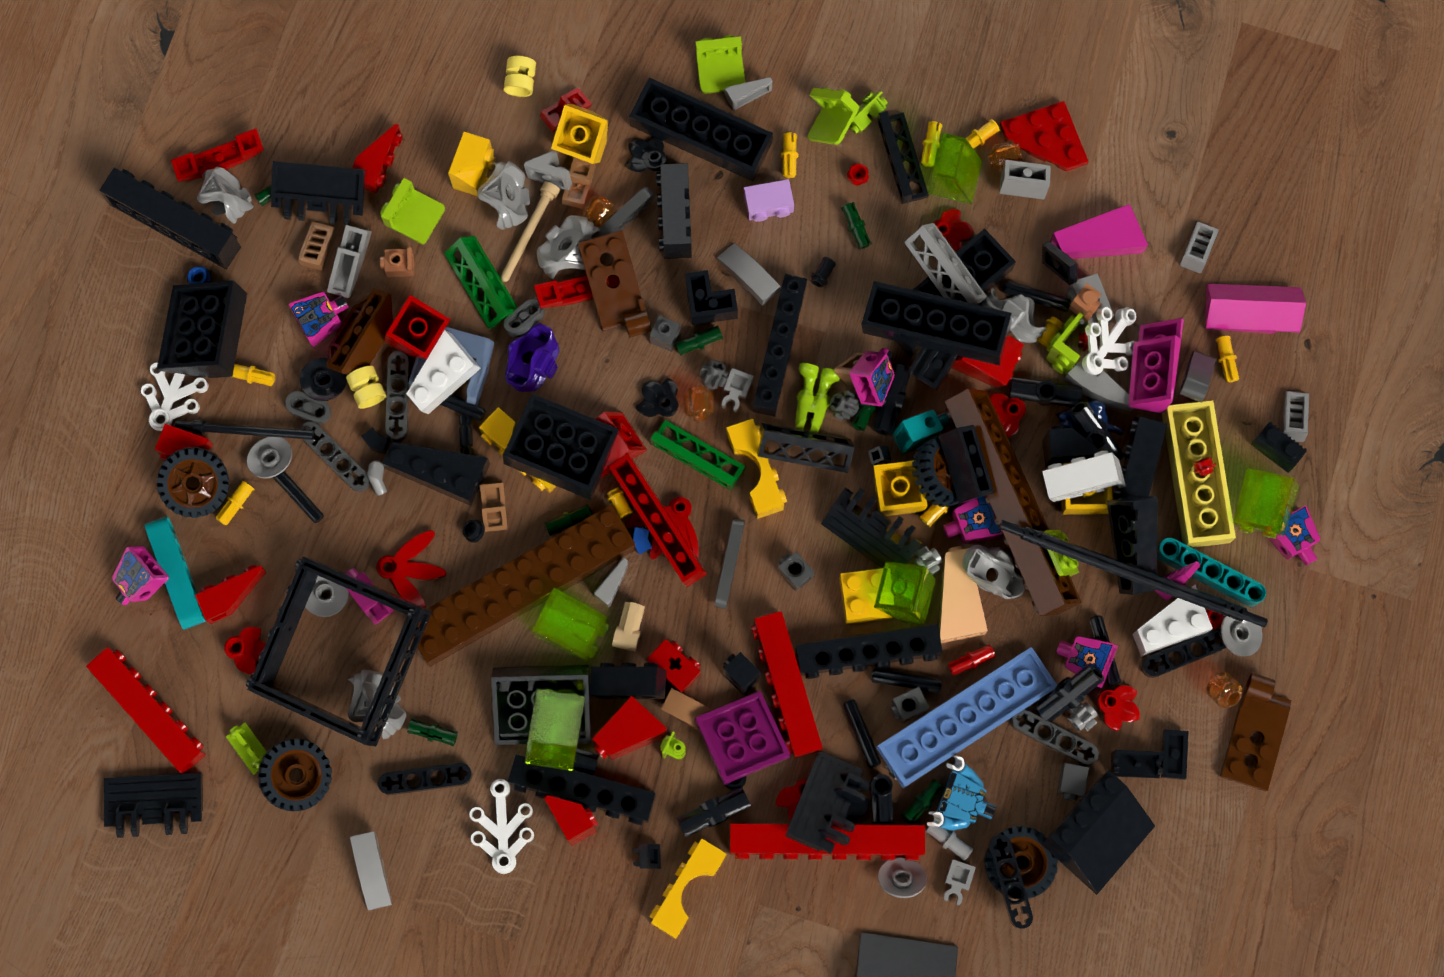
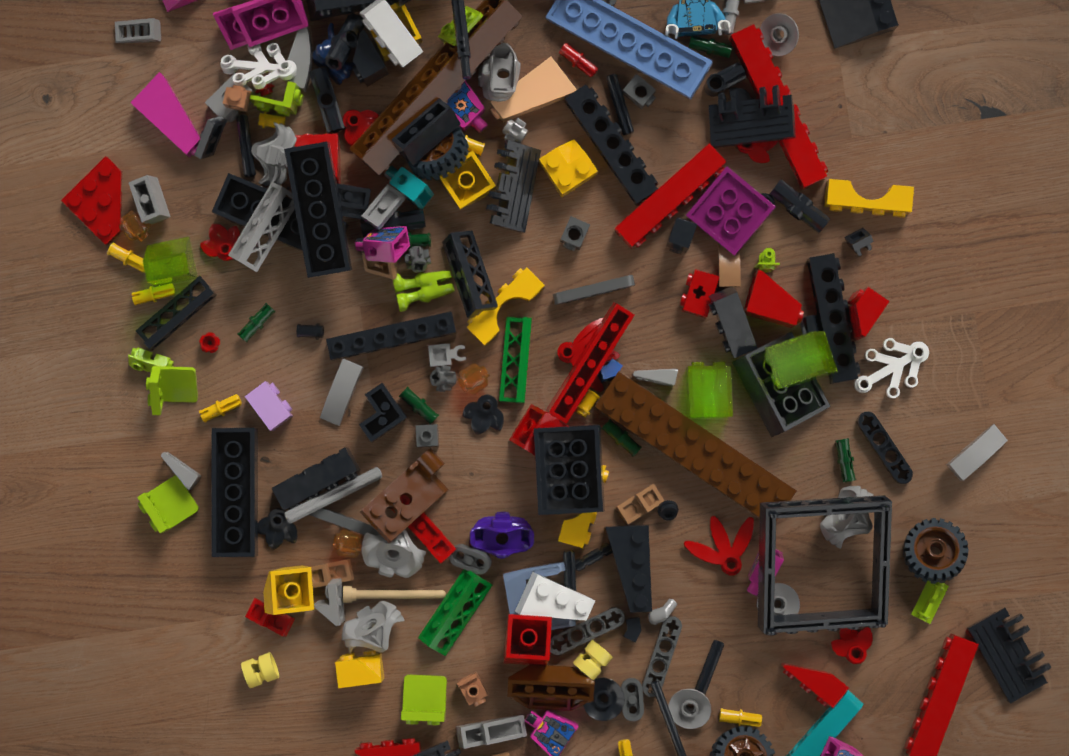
camera: 115 degrees left, 10 degrees up
(628, 632) = (689, 344): tan piece -> none
(651, 217) = (333, 495): none -> light grey axle
(862, 733) = (681, 117): black axle -> none
(884, 454) = (443, 207): black piece -> none
(905, 592) = (554, 134): clear neon green slope -> none
(911, 392) = (383, 207): none -> light grey plate

